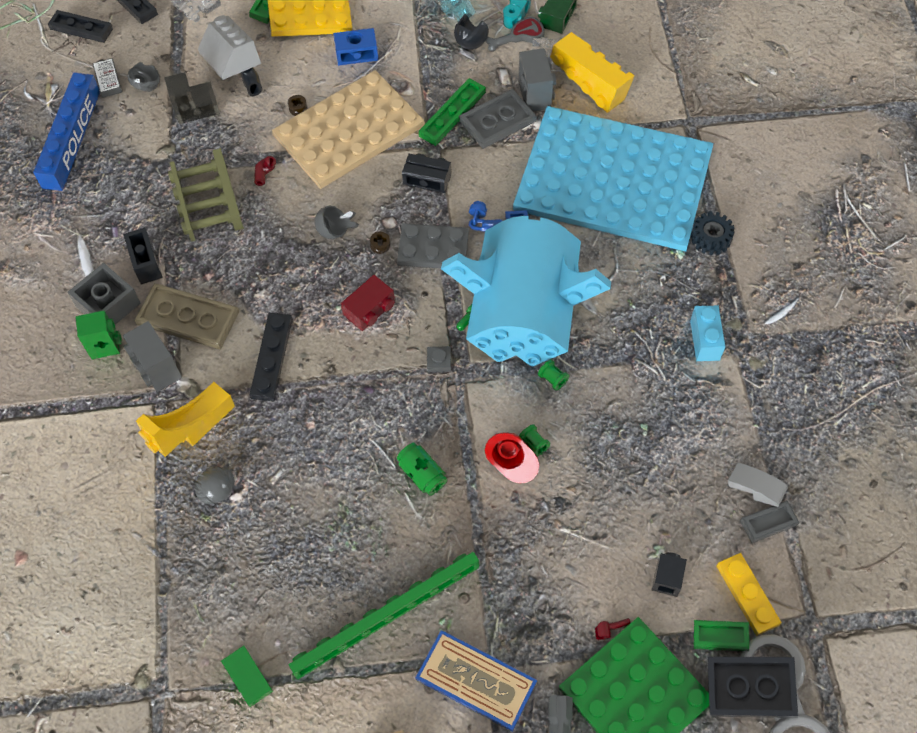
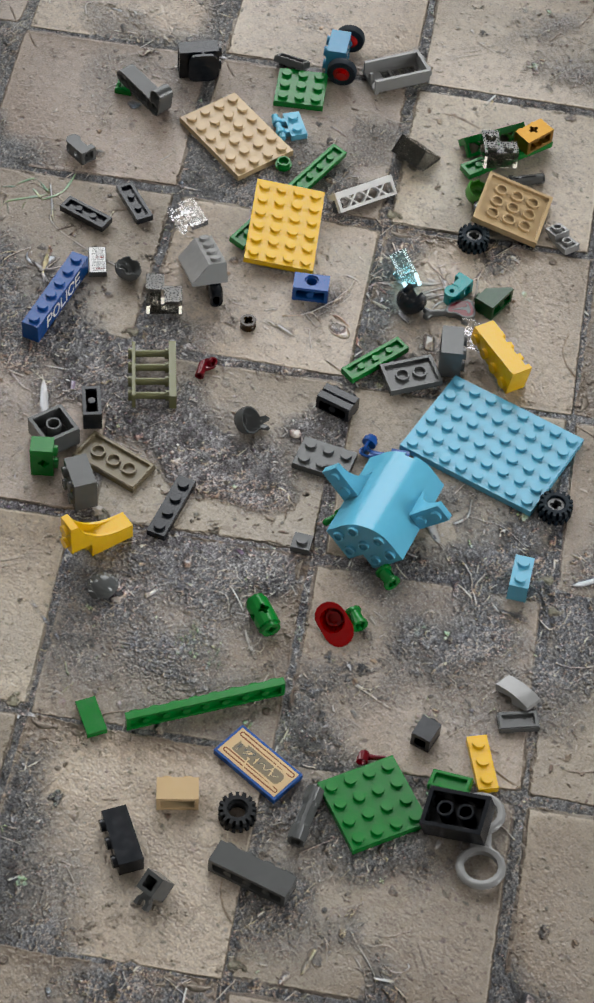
camera: 10 degrees right, 10 degrees down
(348, 128) = (284, 351): tan plate -> none
(368, 303) = (259, 487): dark red brick -> none
(380, 236) = (282, 441): dark brown bush -> none

